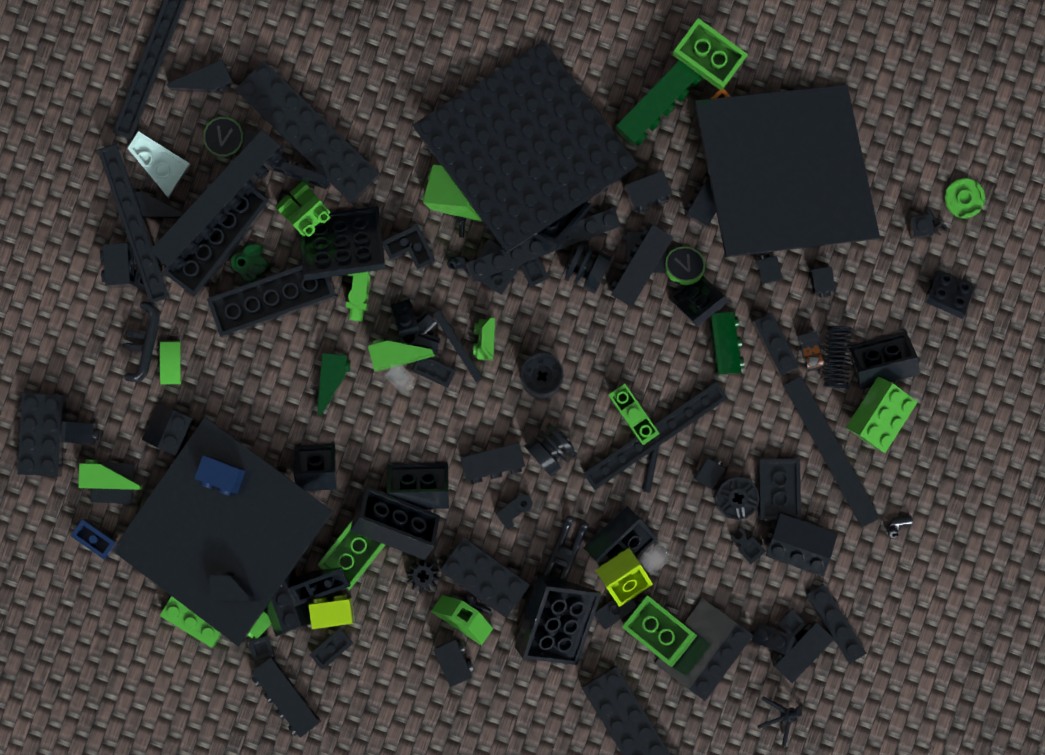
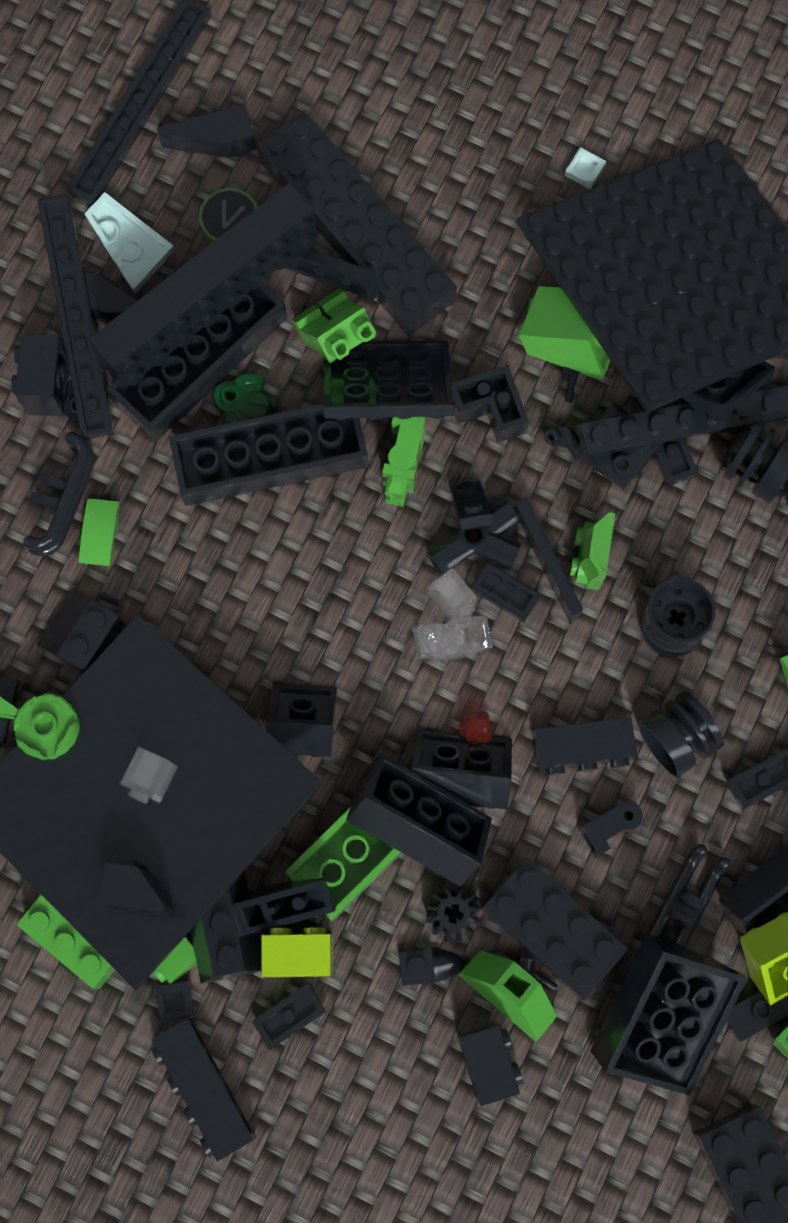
camera: 10 degrees right, 10 degrees down
(158, 494) = (46, 726): none -> bright green tile
(219, 474) = (146, 703): dark blue brick -> none
(227, 519) = (148, 776): none -> clear brick
(332, 376) = (346, 583): dark green slope -> none
(393, 354) = (449, 553): bright green slope -> none
(403, 406) = (454, 639): none -> clear brick
(412, 608) = (428, 966): none -> black plate
(425, 459) = (476, 728): none -> clear red piece
(456, 72) = (585, 168): none -> light aqua tile

